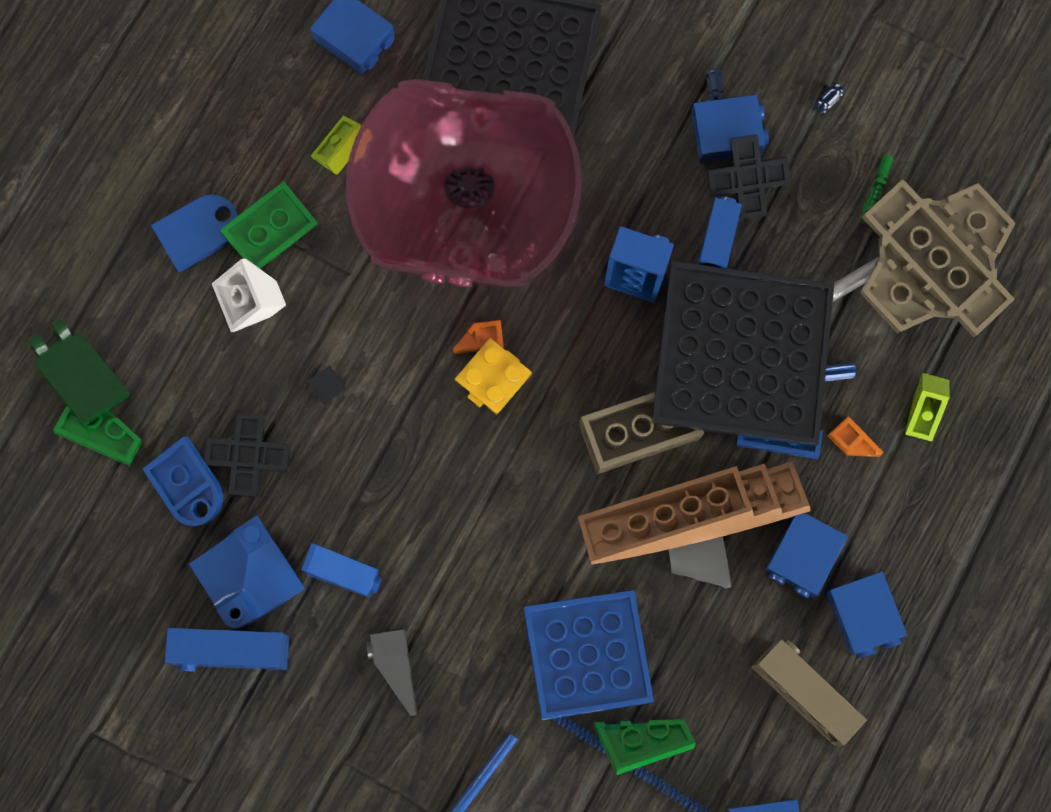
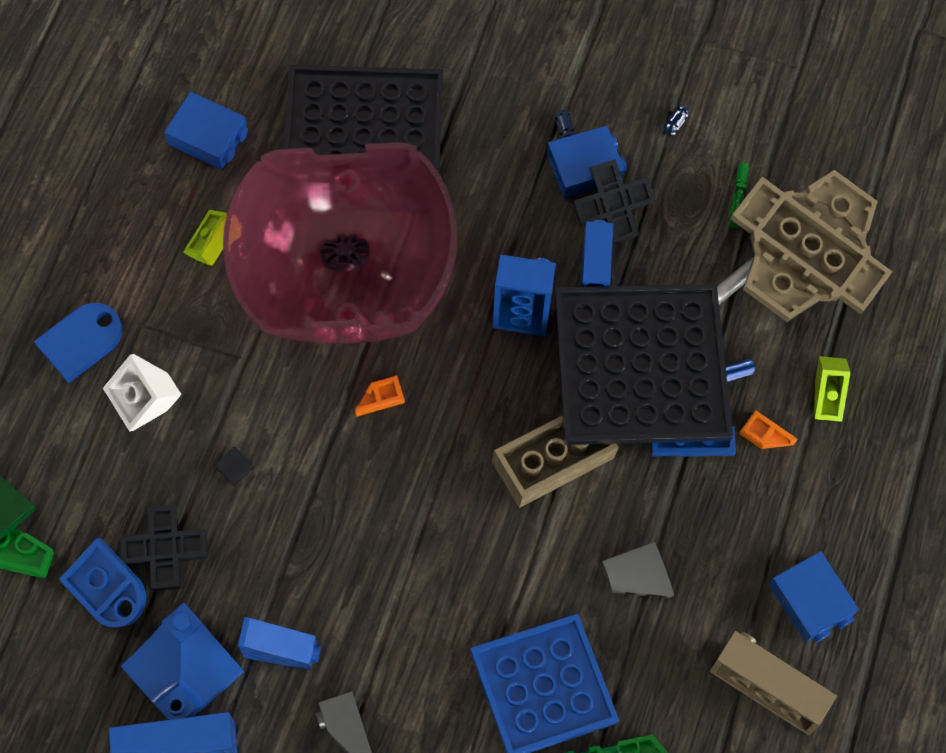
camera: 10 degrees left, 10 degrees down
(269, 226) = (152, 322): green plate -> none
(493, 376) = (399, 430): yellow piece -> none
(694, 512) = (623, 526): medium nougat slope -> none
(805, 555) = (741, 549): blue brick -> none

